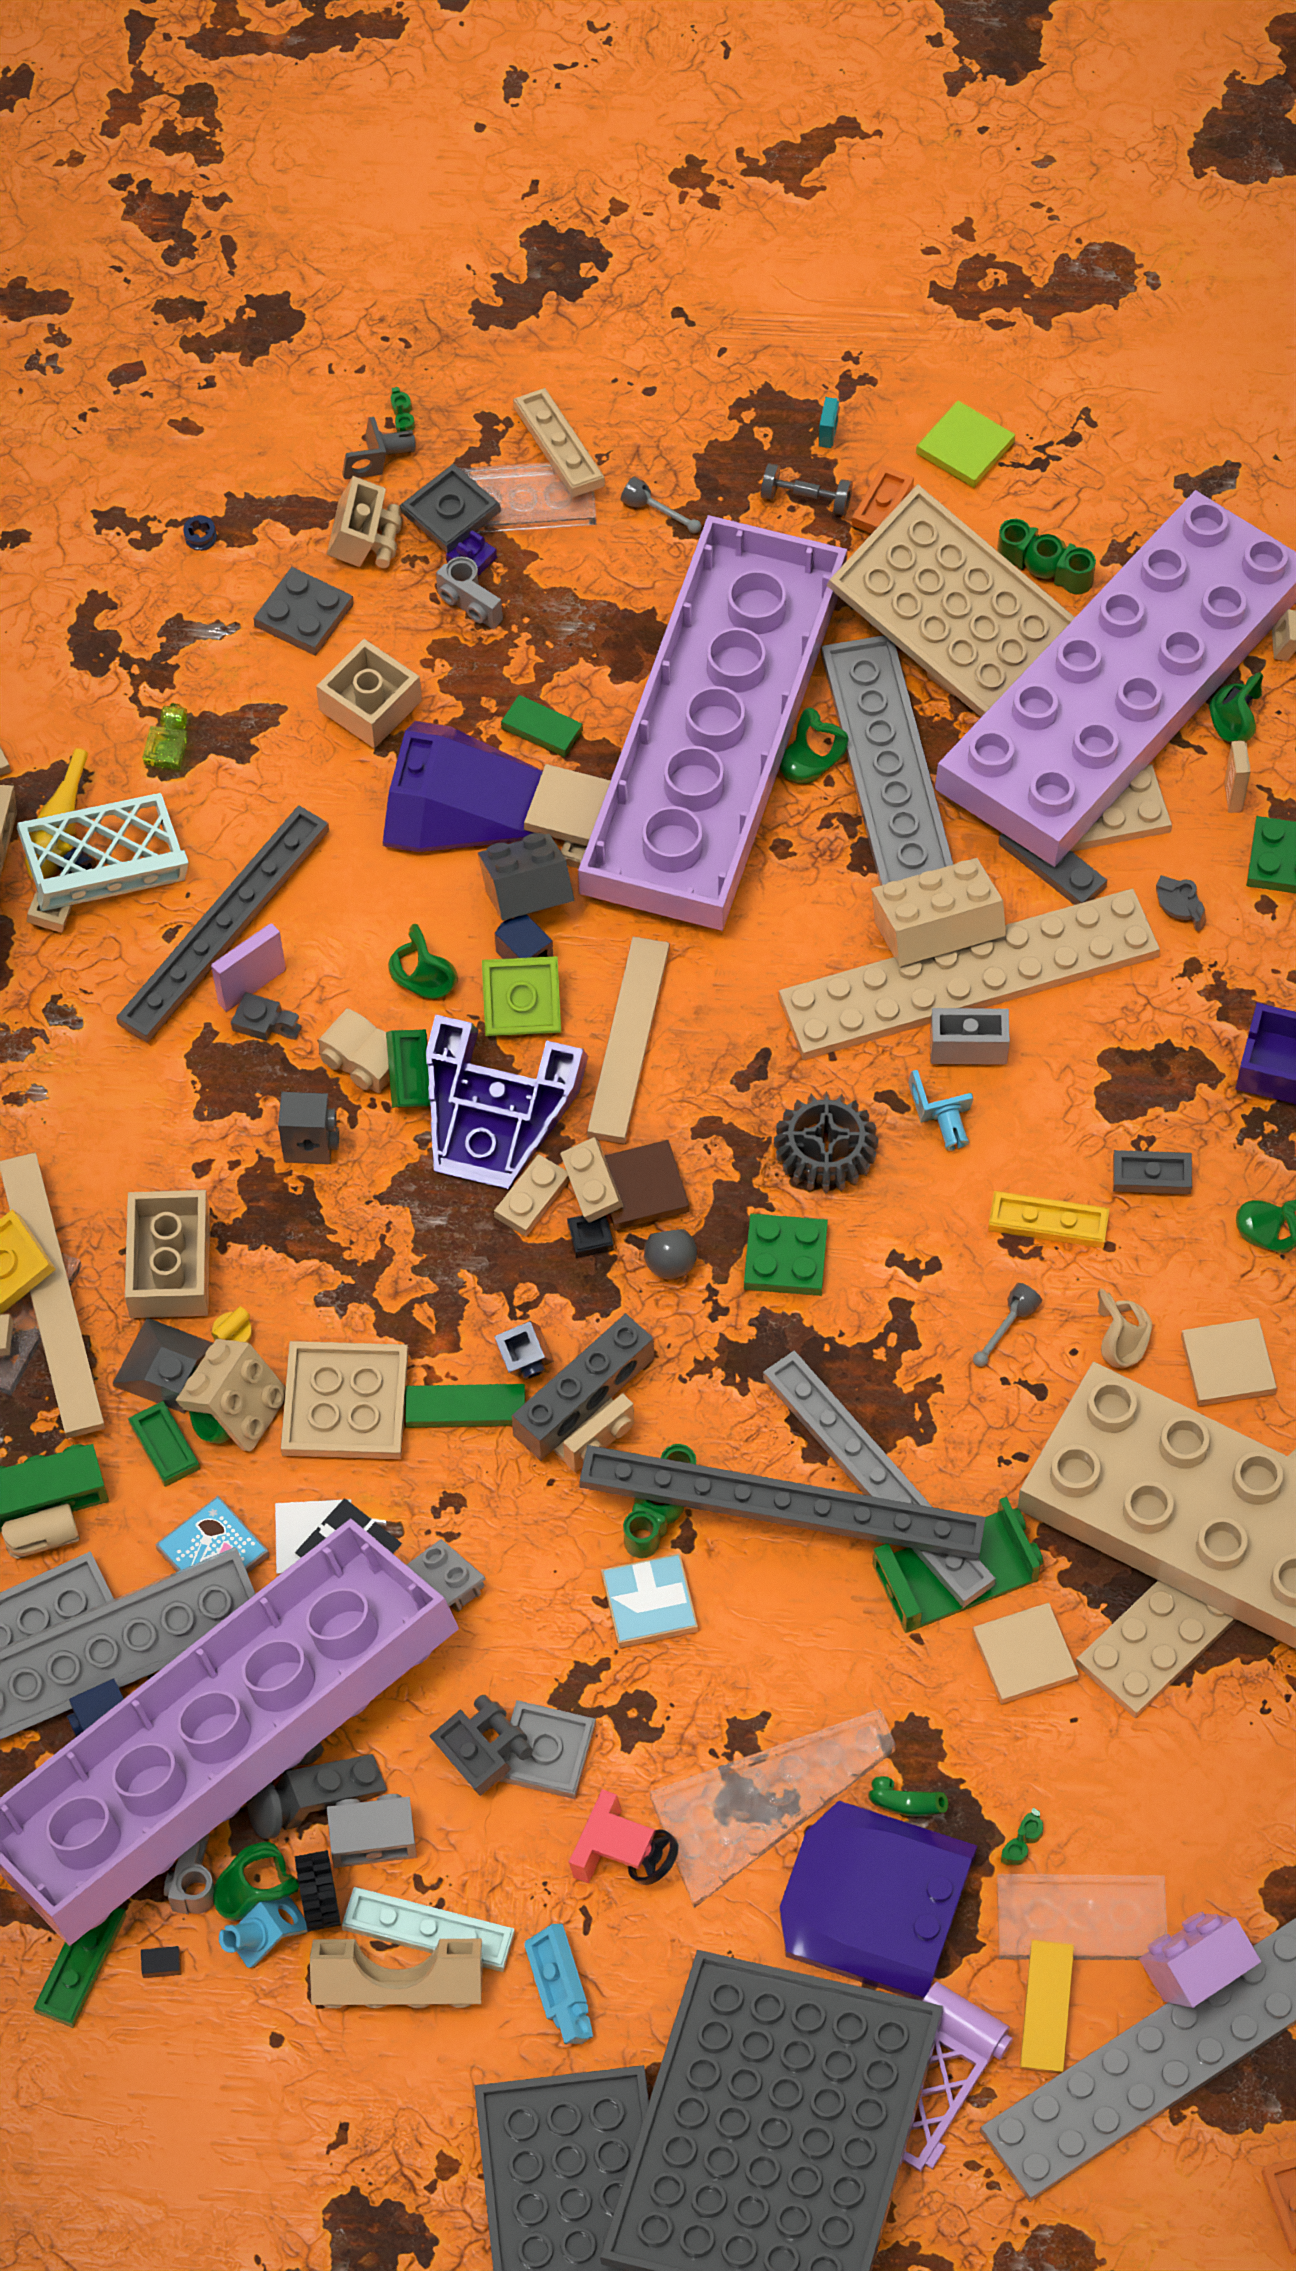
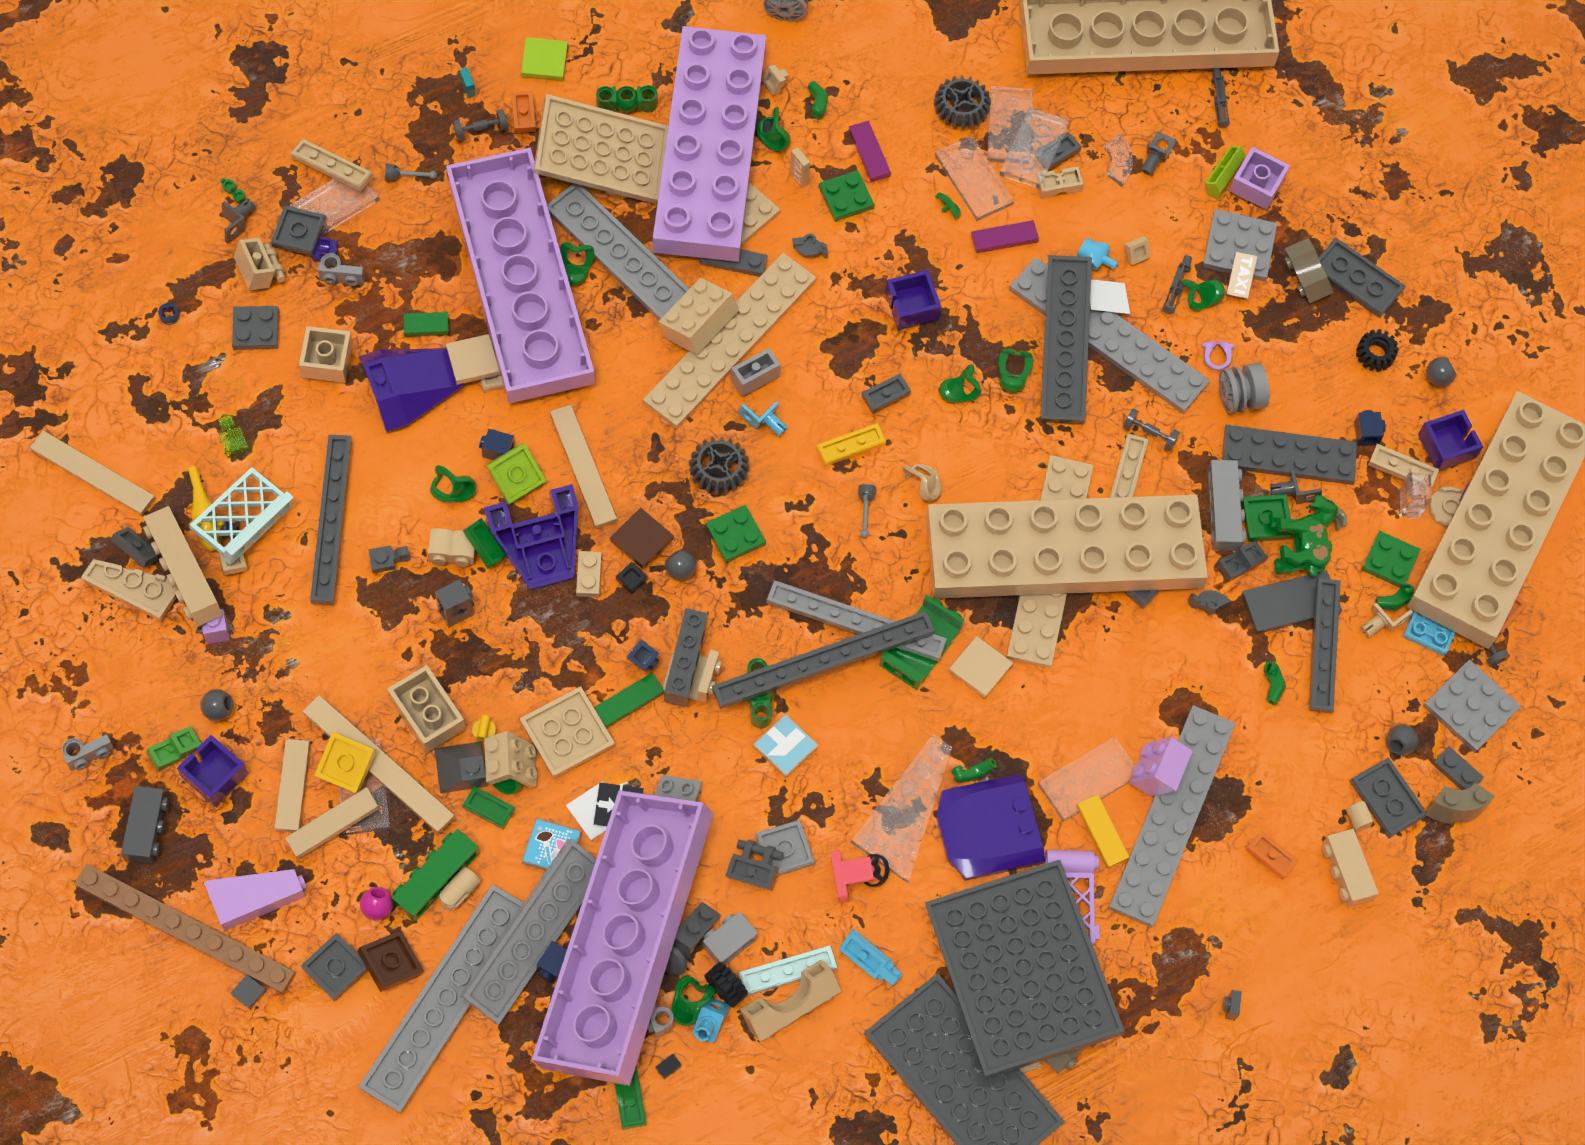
camera: 40 degrees left, 5 degrees up
(248, 966) = (364, 535): lavender tile -> none
(525, 875) = (477, 409): dark grey brick -> none
(591, 1179) = (616, 549): tan plate -> none
(1030, 1831) = (1038, 752): green piece -> none
(1228, 1362) = (982, 468): tan tile -> none

